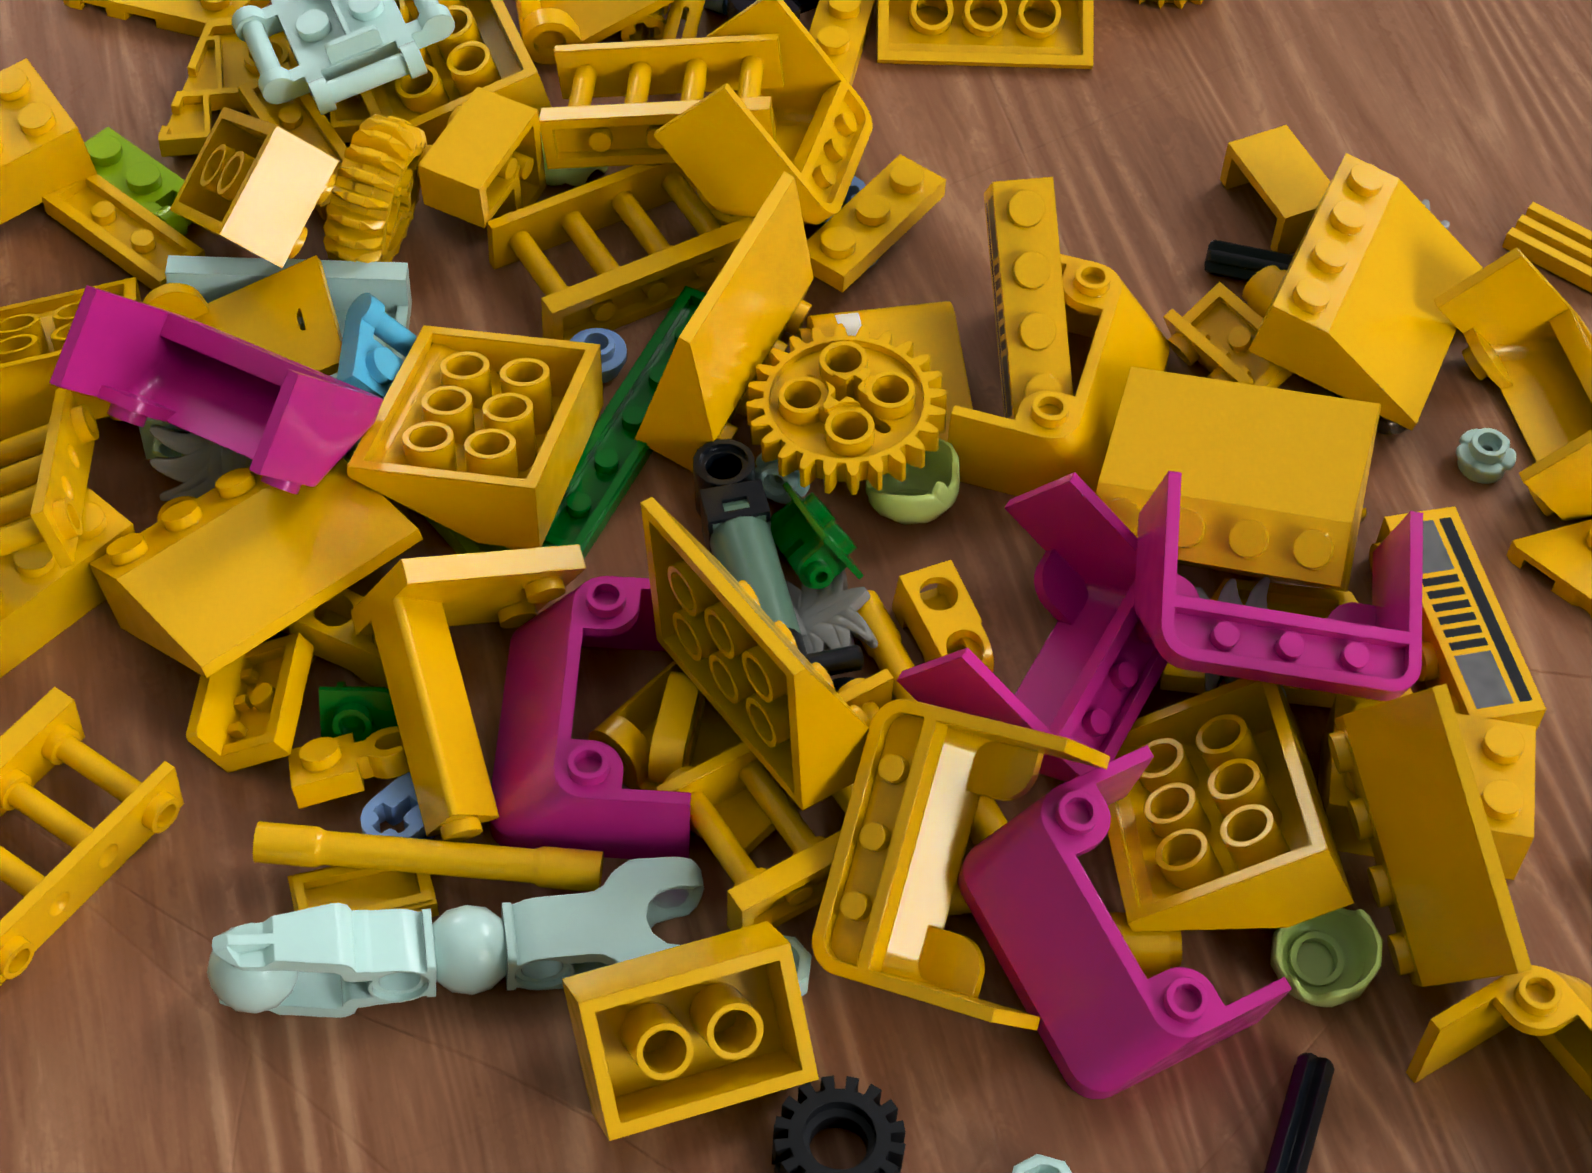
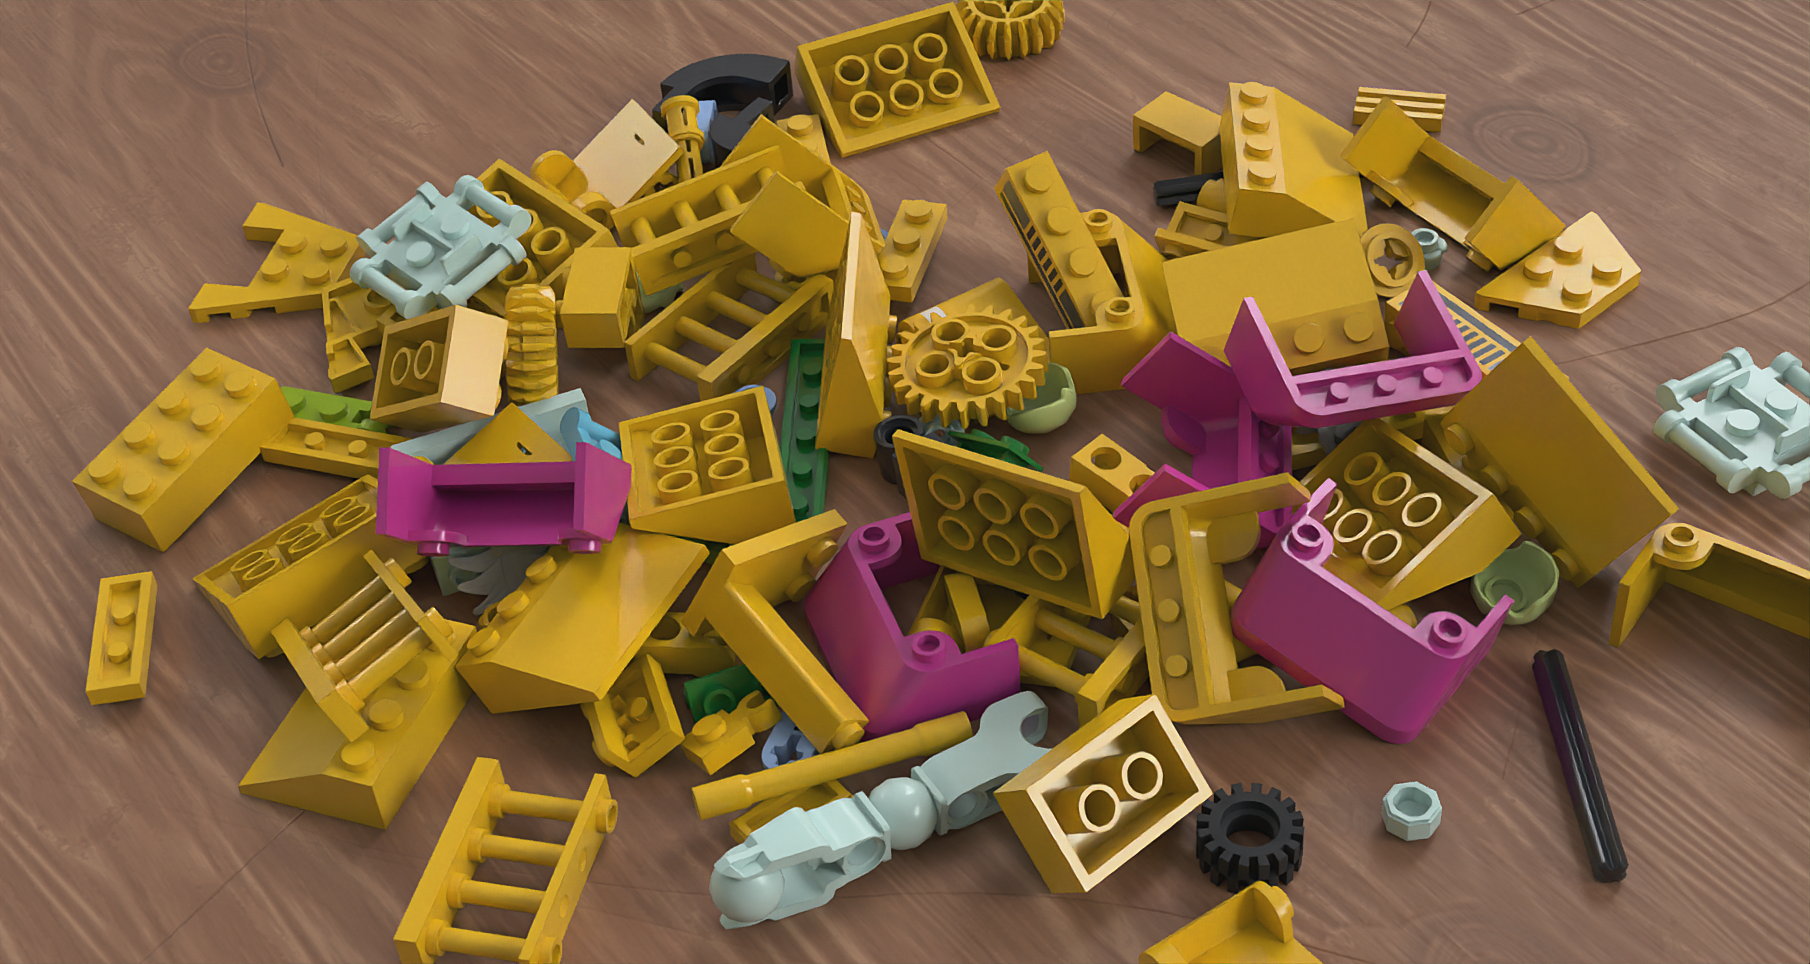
camera: 15 degrees left, 10 degrees down
(1438, 483) = (1397, 244): none -> yellow gear

